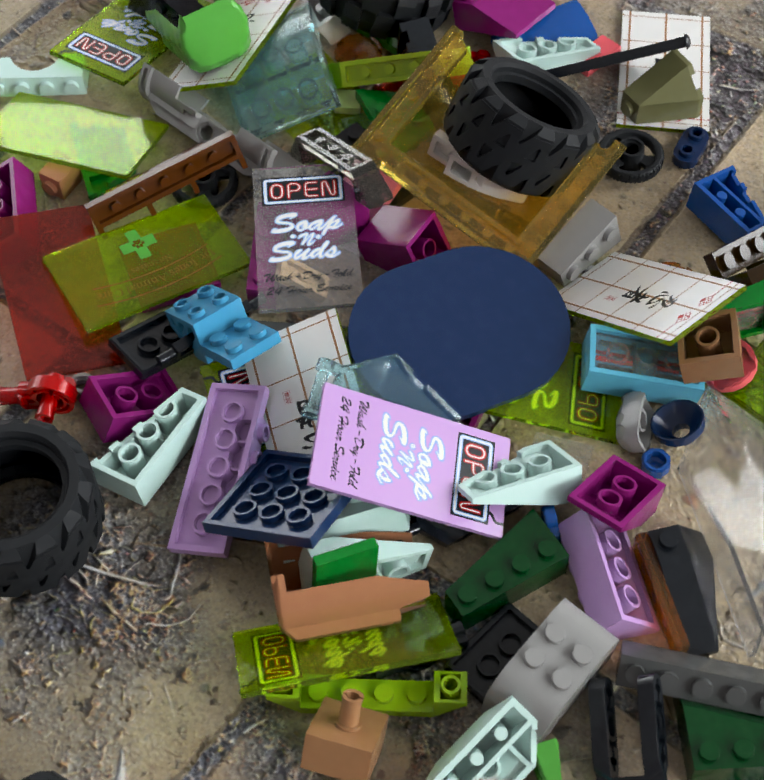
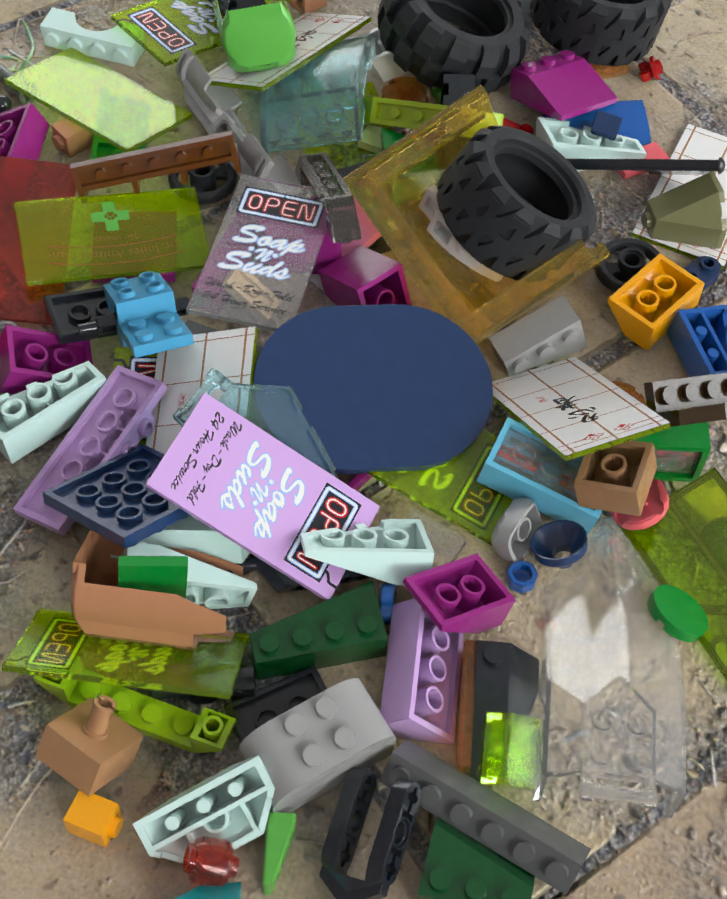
camera: 15 degrees right, 0 degrees up
(556, 31) = (606, 125): none -> dark blue slope
(666, 179) = (652, 298): none -> light orange slope
(718, 619) = (511, 751): none -> clear neon green brick

